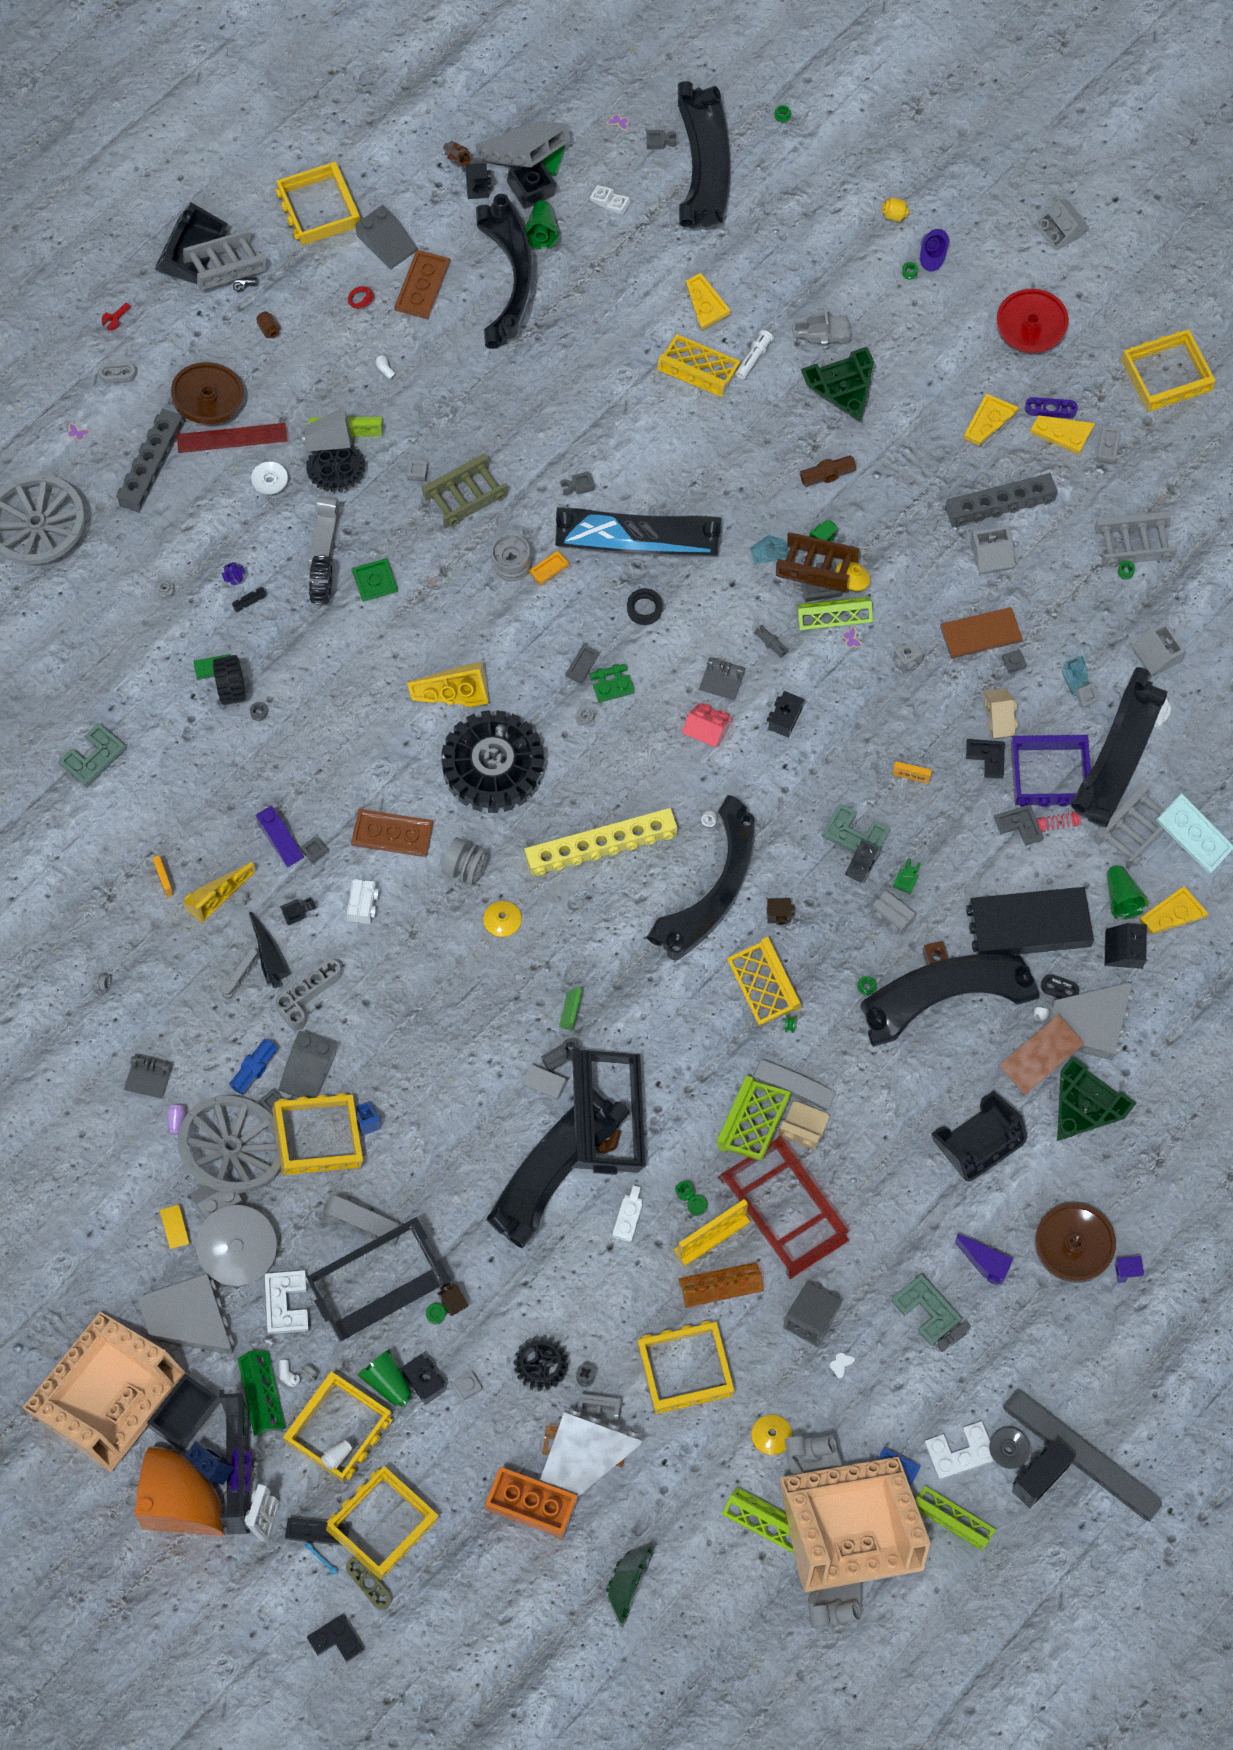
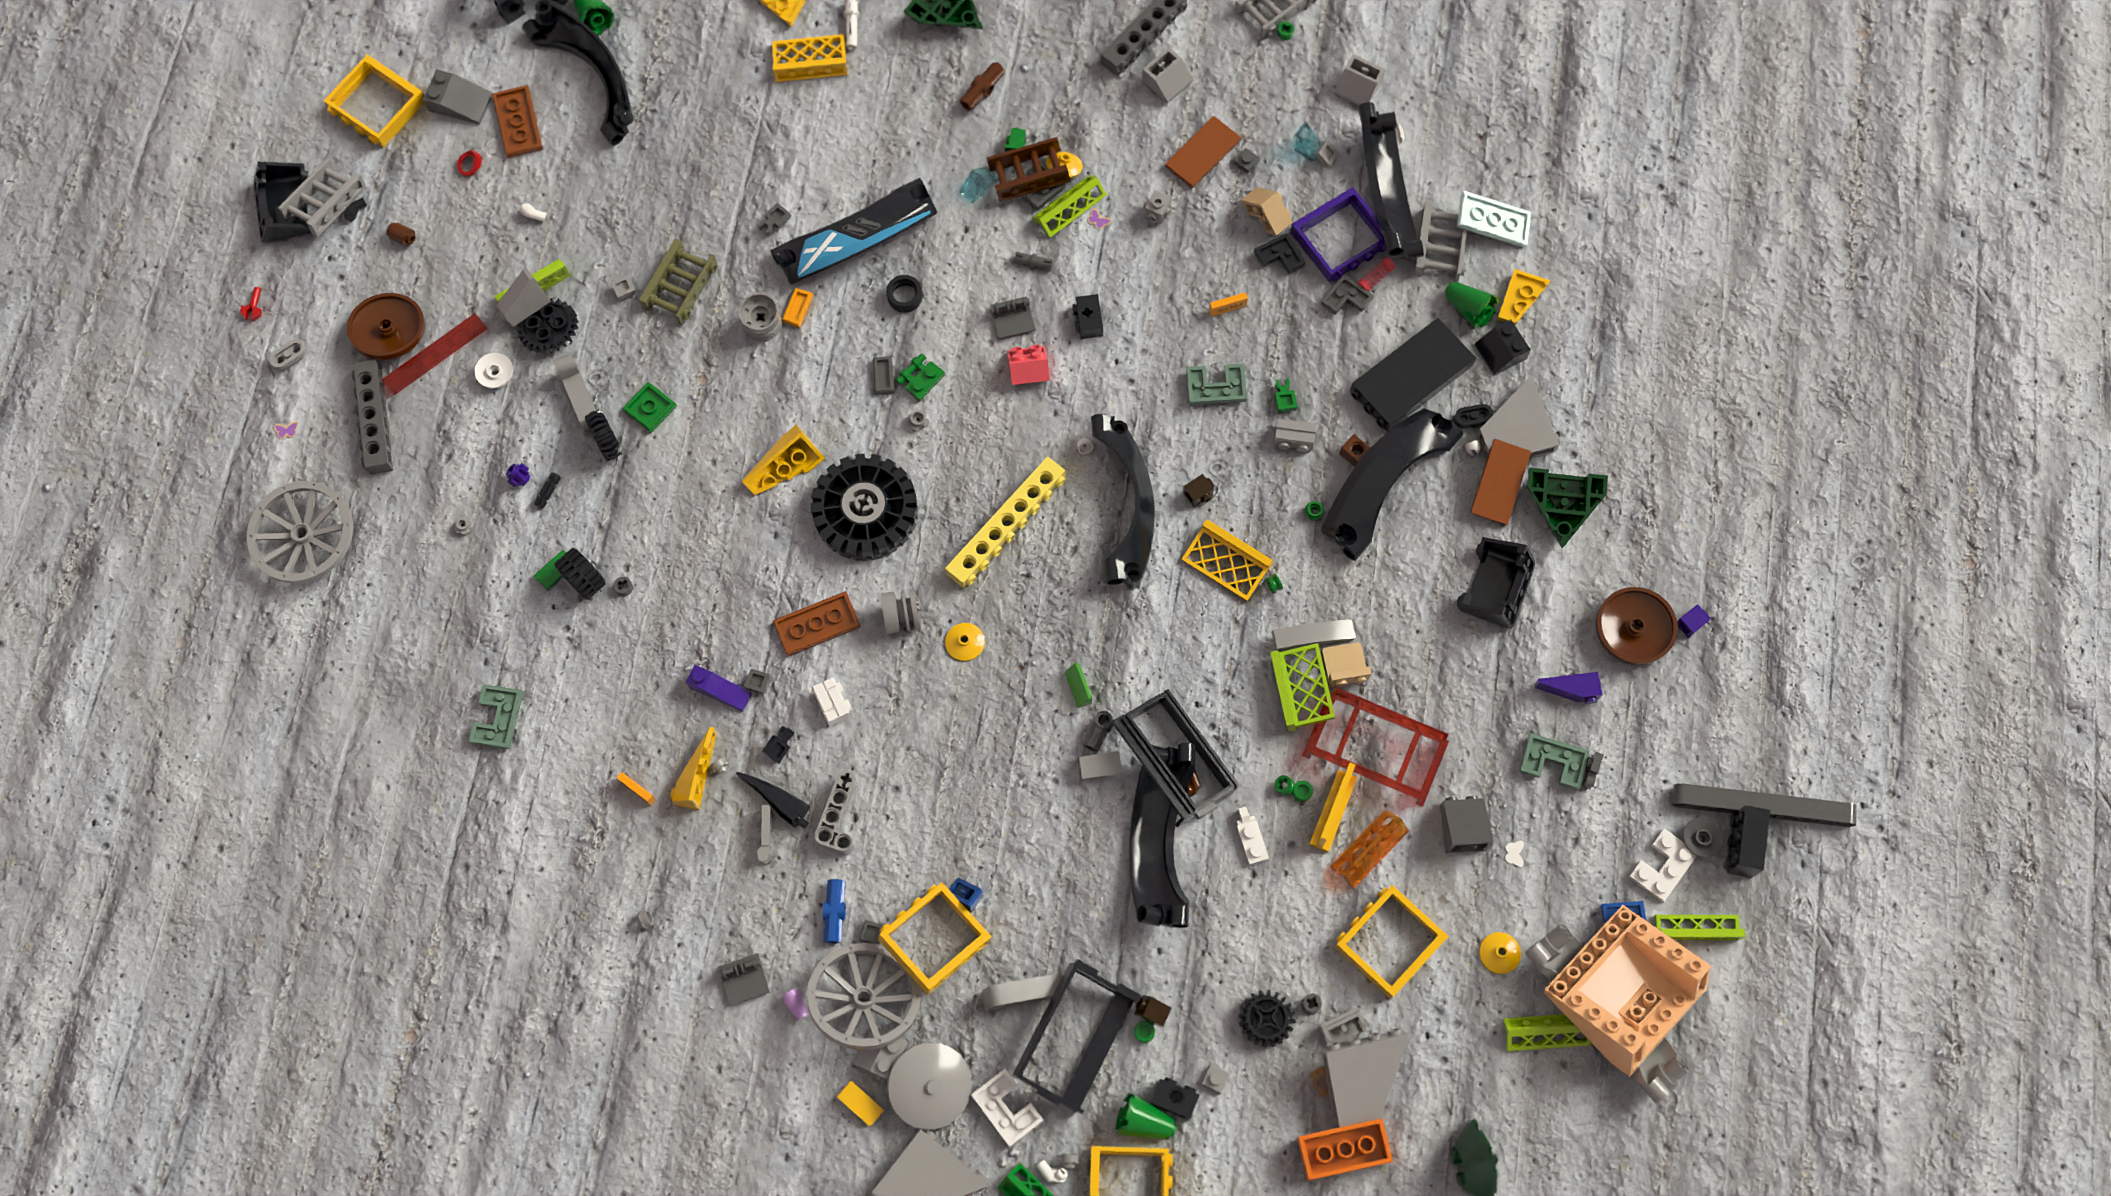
camera: 30 degrees left, 5 degrees up
(307, 1066) = (883, 881): dark grey slope -> none
(863, 861) = (1242, 405): black brick -> none

